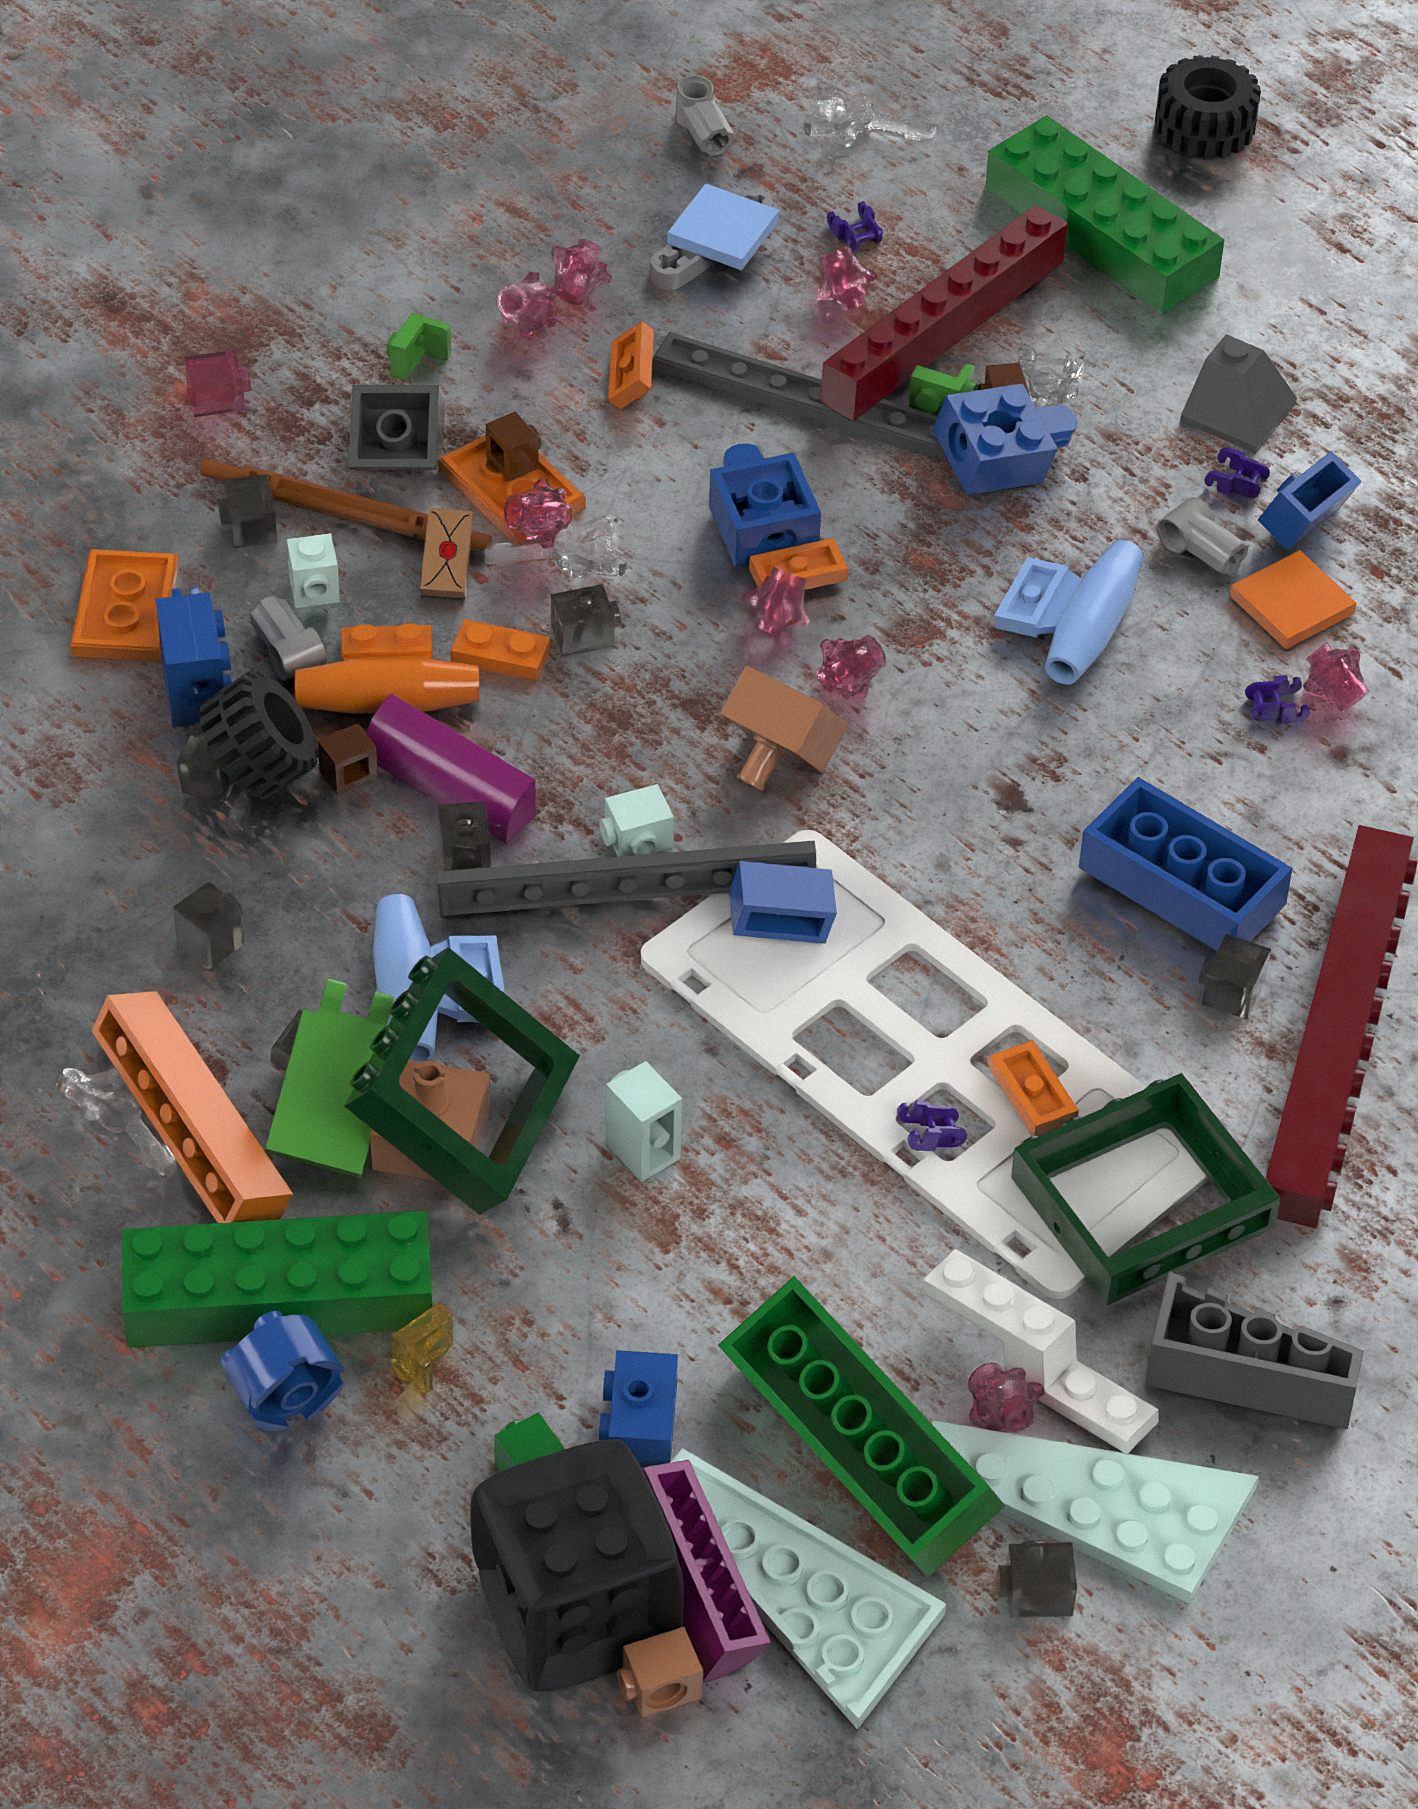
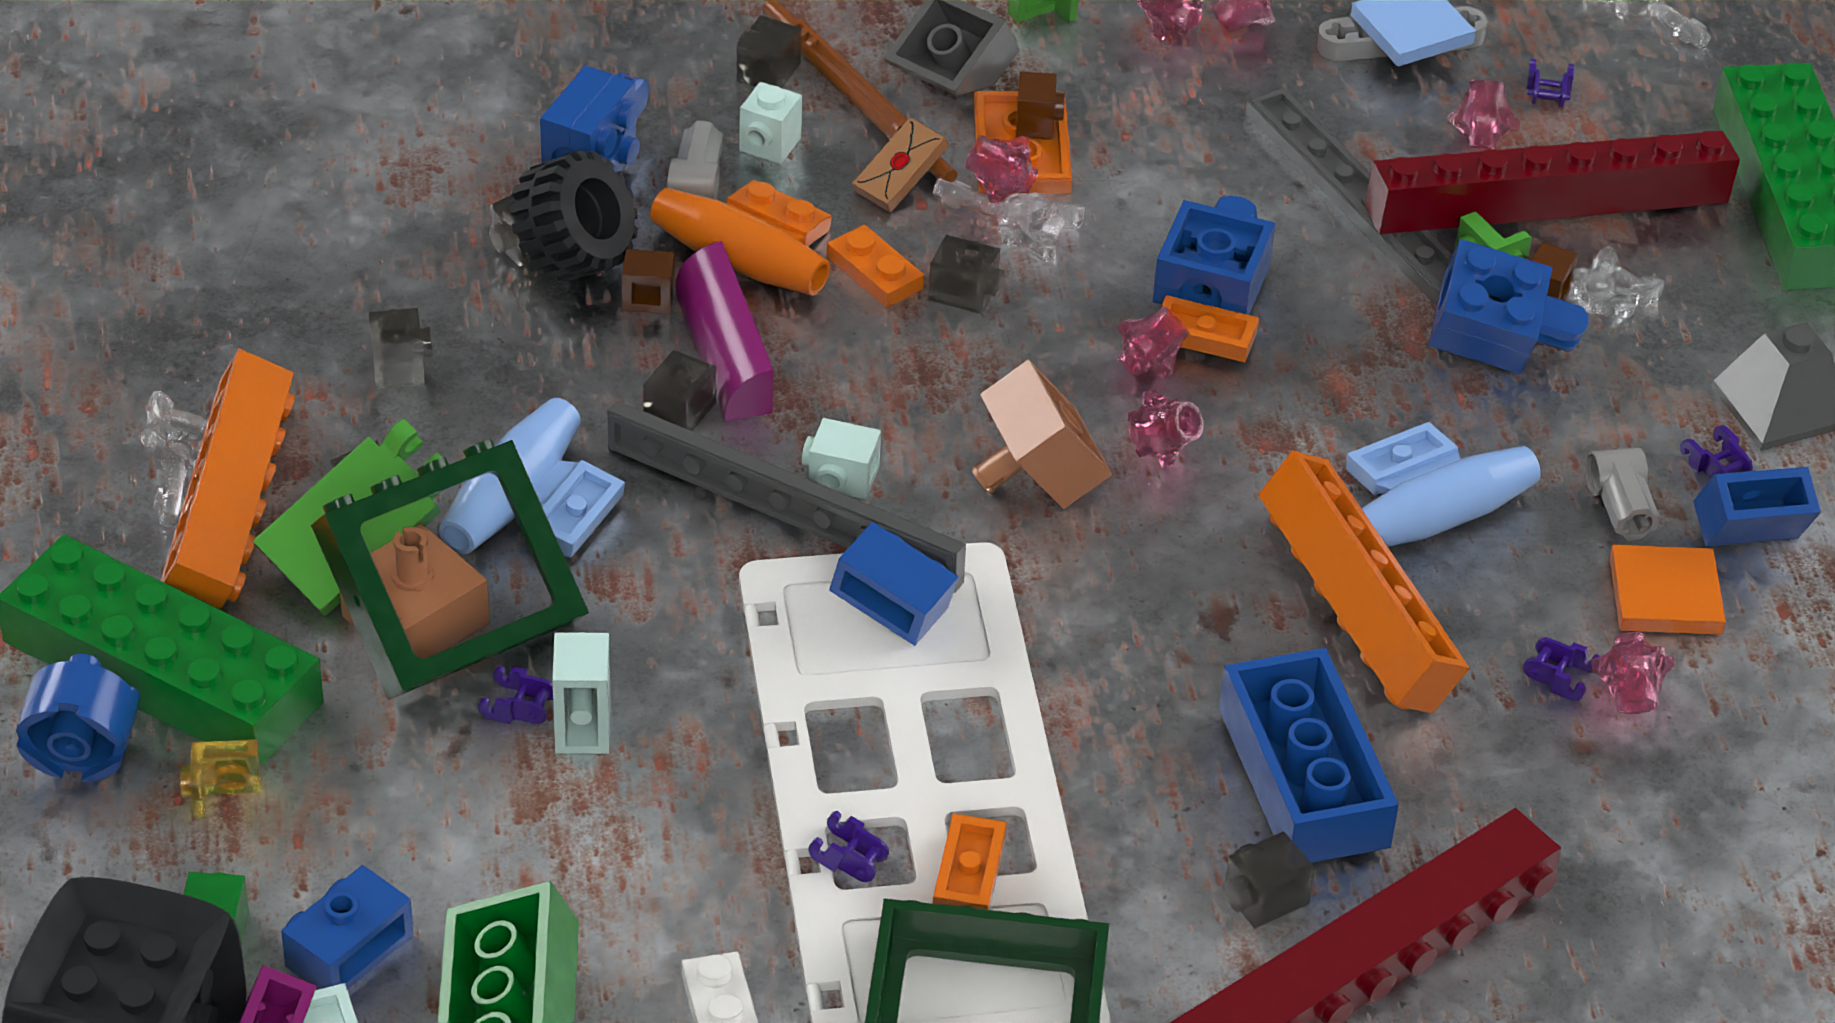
camera: 35 degrees right, 5 degrees down
(119, 604) = (607, 50): orange tile -> none
(574, 1142) = (516, 707): none -> dark purple piece
(631, 365) = (1227, 90): orange plate -> none
(1101, 711) = (1363, 583): none -> orange brick

